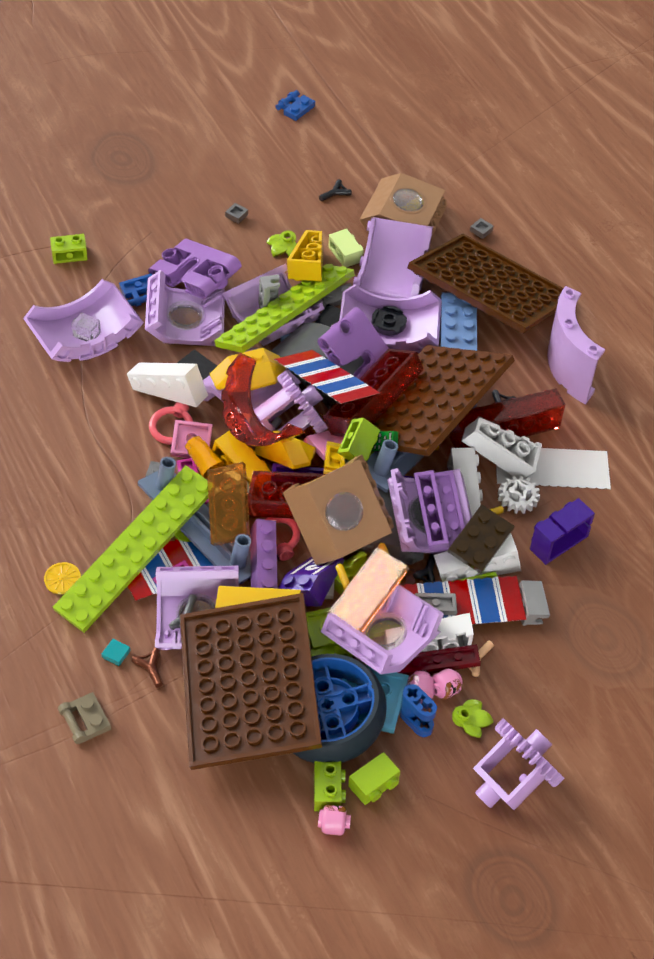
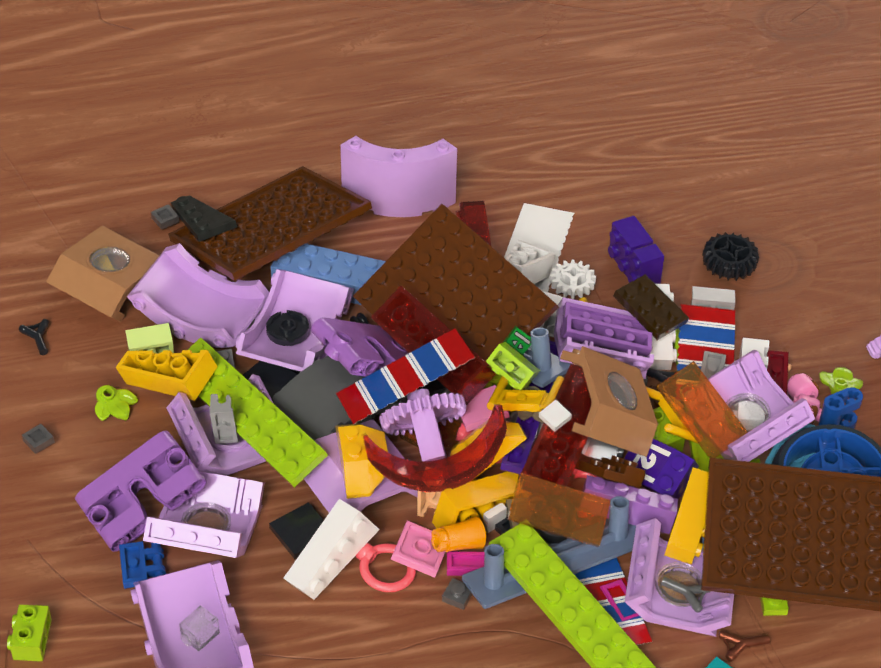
camera: 75 degrees left, 5 degrees down
(288, 542) = (615, 469): none -> reddish brown plate
(310, 473) = (555, 415): none -> white tile
(482, 244) = (202, 219): none -> pearl dark grey wing
(596, 616) = (730, 256): none -> black gear

